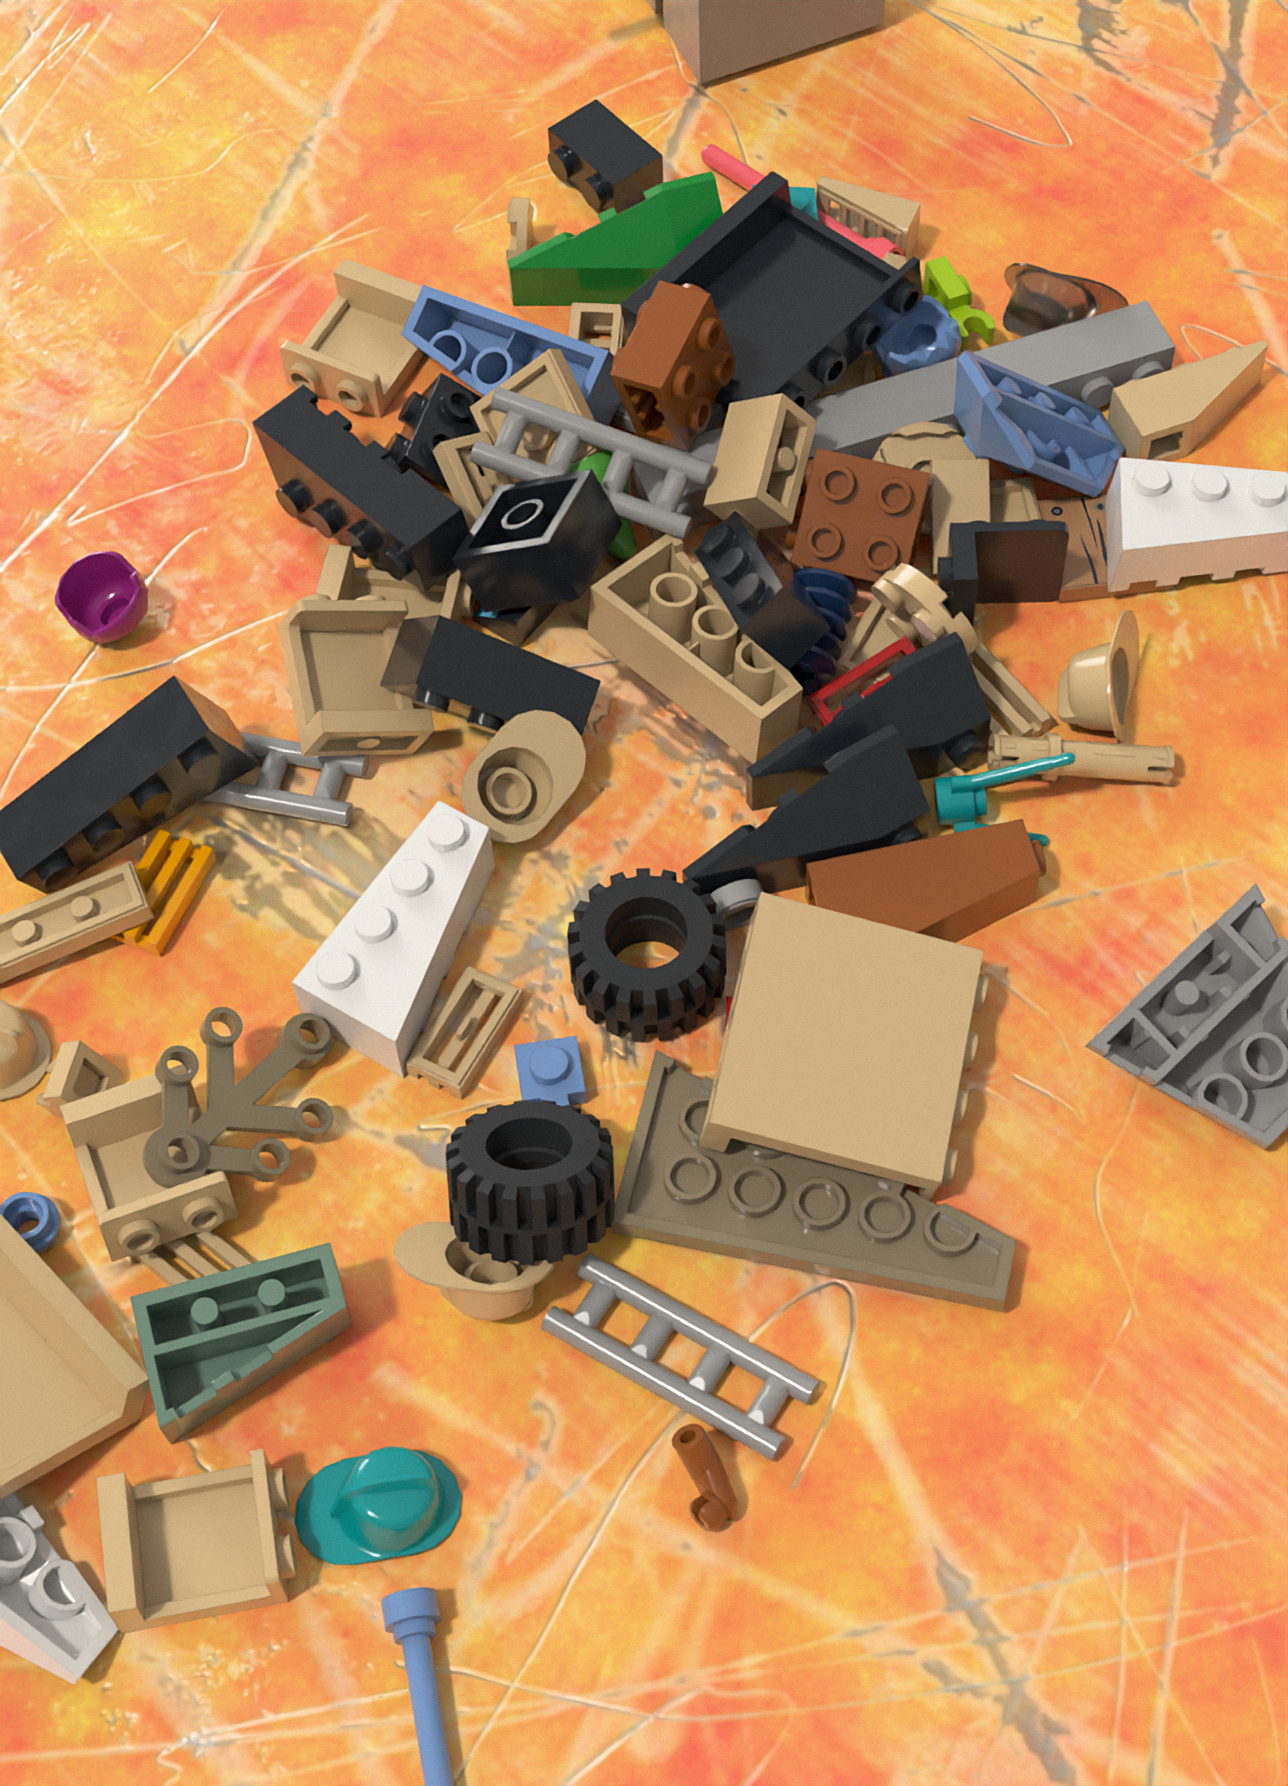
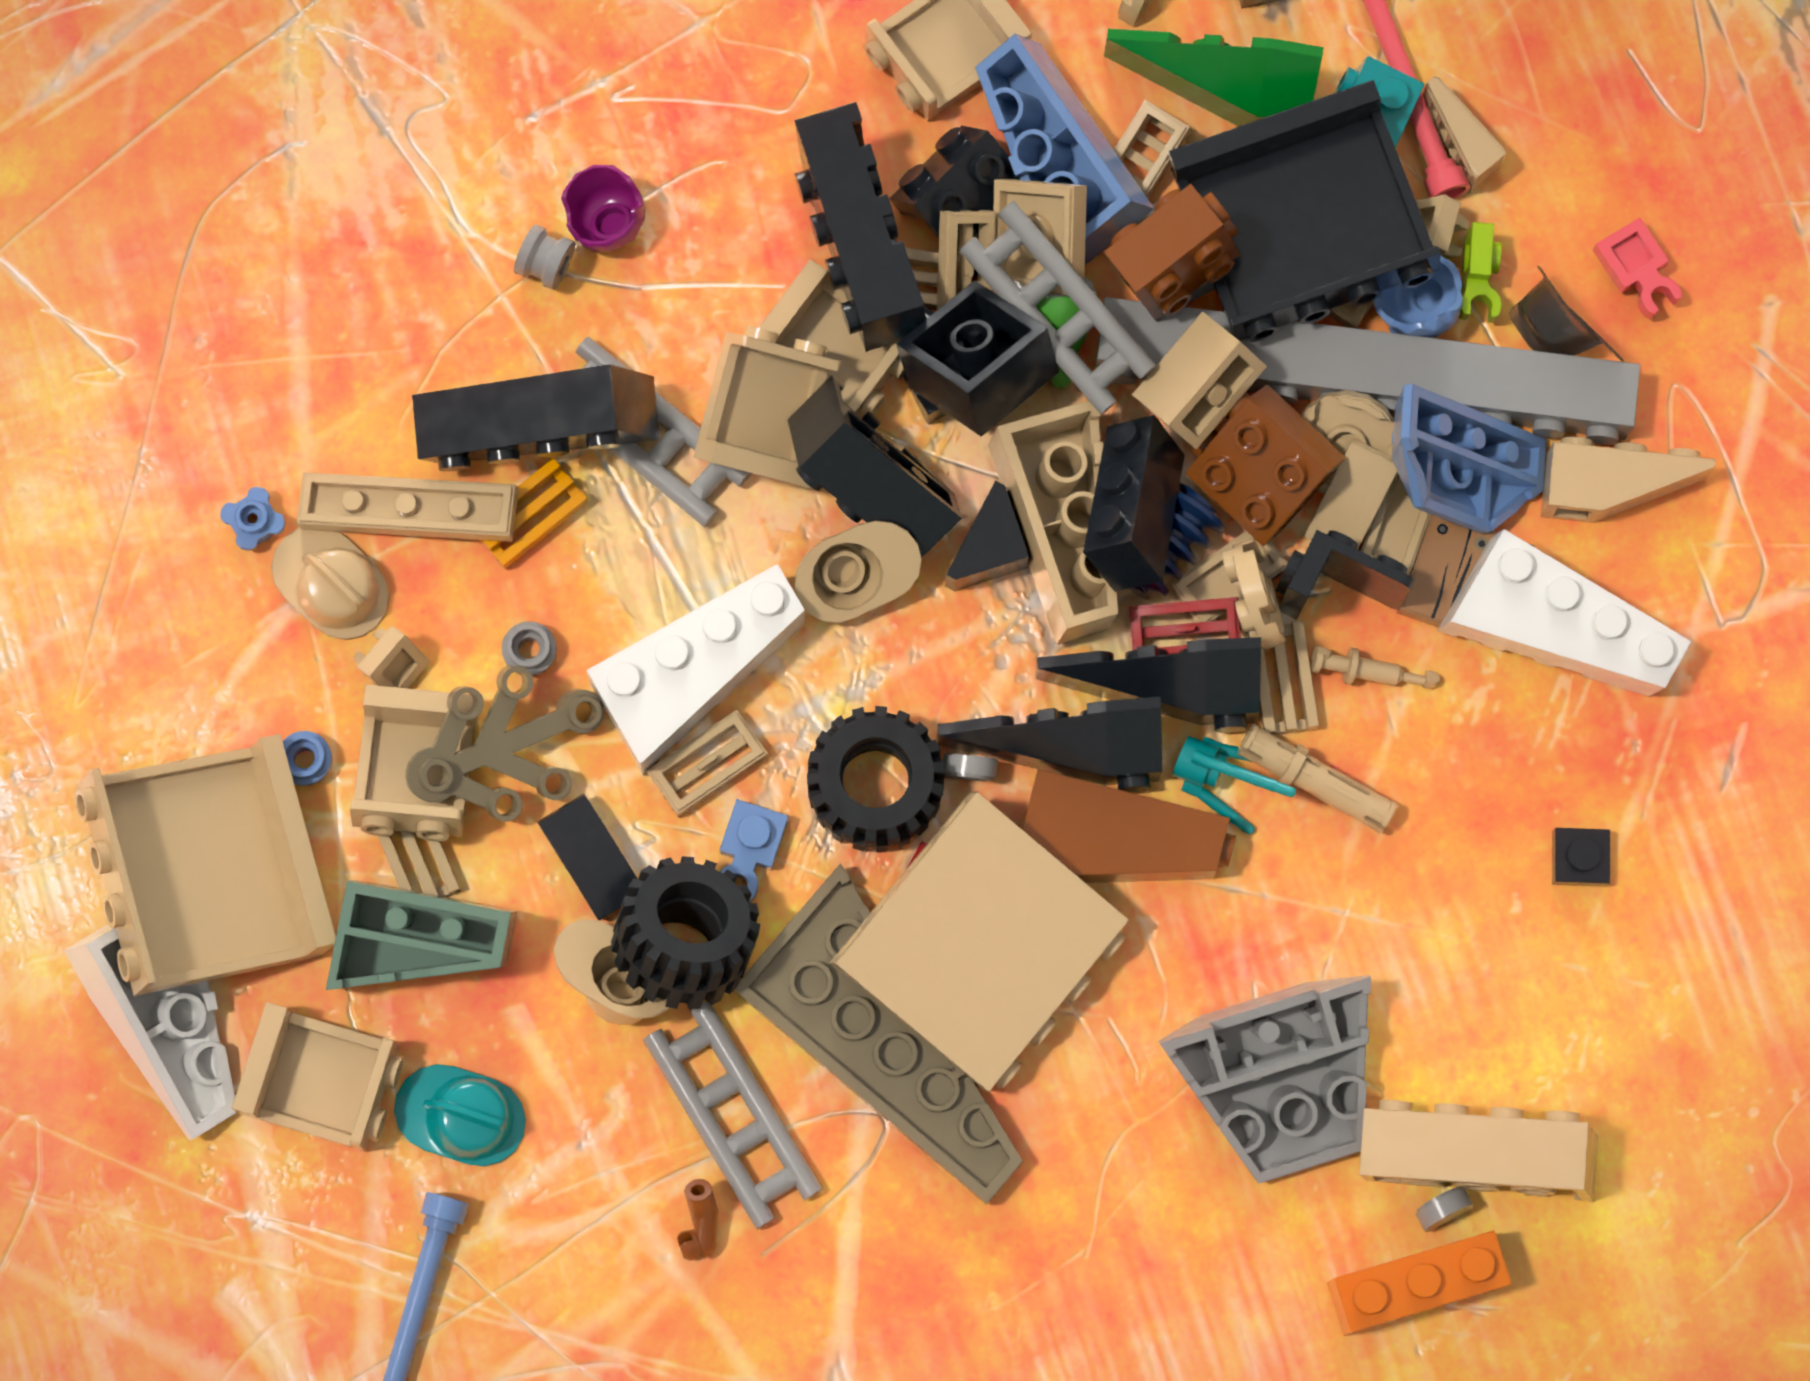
camera: 20 degrees right, 20 degrees up
(63, 664) = (544, 257): none -> light grey wheel
(221, 994) = (524, 633): none -> light grey plate
(386, 1168) = (589, 855): none -> black slope
(646, 707) = (991, 546): none -> black slope
(1047, 655) = (1367, 669): none -> tan piece
(1087, 244) = (1634, 259): none -> coral plate
(1101, 681) = (1374, 718): tan piece -> none

